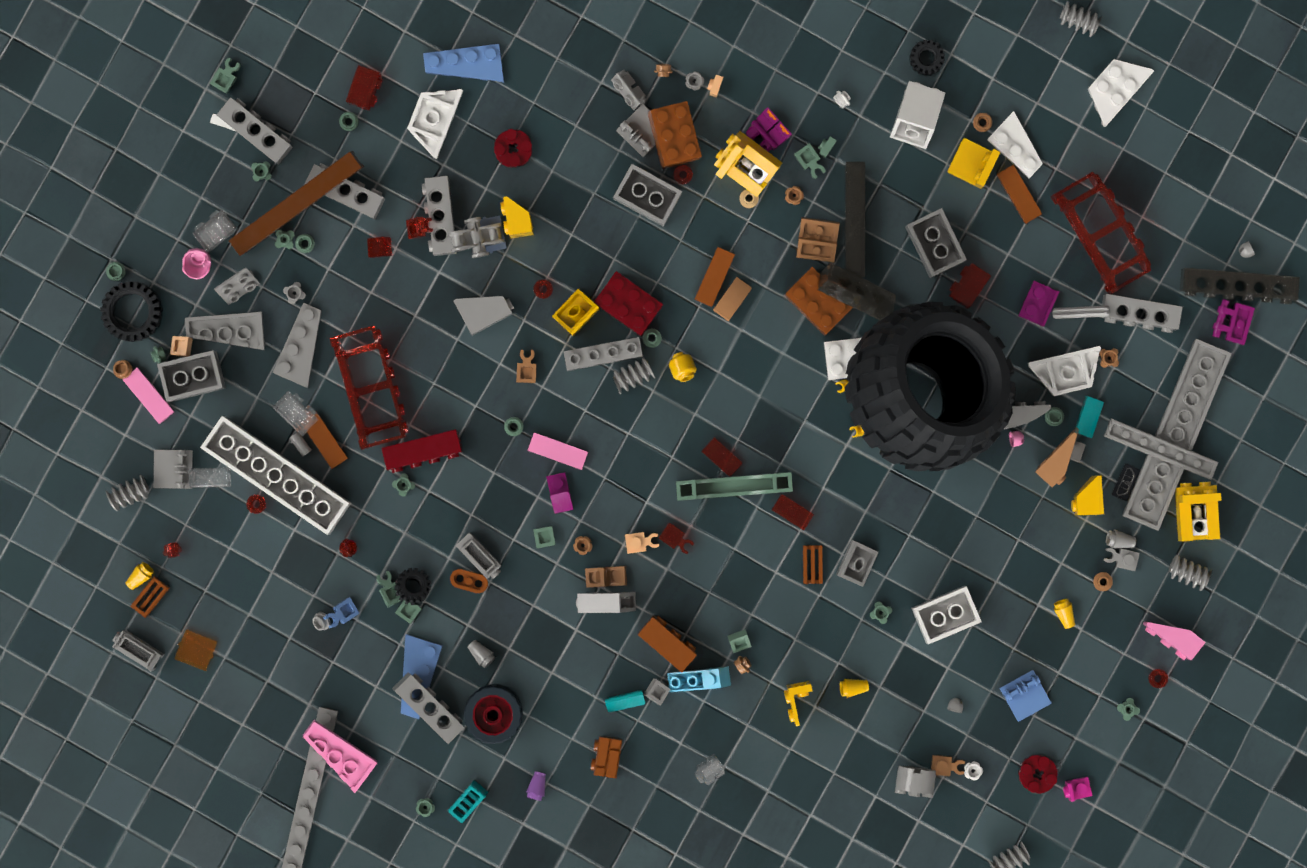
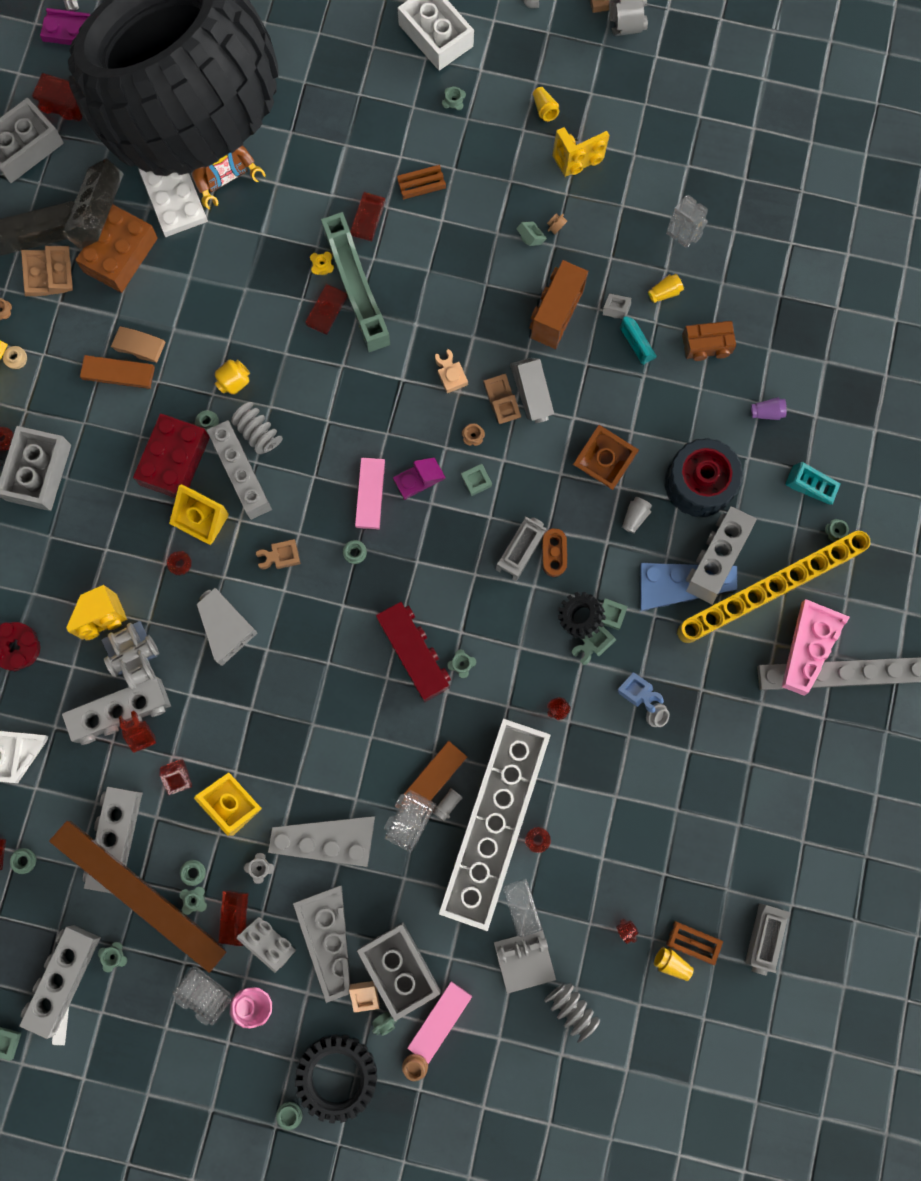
camera: 110 degrees left, 10 degrees down
(195, 650) = (741, 864): clear orange piece -> none
(263, 265) = (233, 917): none -> clear red plate
(346, 282) = (228, 804): none -> yellow slope
(354, 393) = (365, 755): clear red windscreen -> none
(391, 751) = (781, 579): none -> yellow beam
(533, 644) = (606, 457): none -> dark orange slope
(661, 736) = (666, 288): none -> yellow cone
(673, 536) = (434, 335): clear red plate -> none
(699, 679) = (585, 254): medium azure slope -> none
(757, 466) = (320, 269): none -> yellow plate
(857, 563) = (405, 138): light grey slope -> none

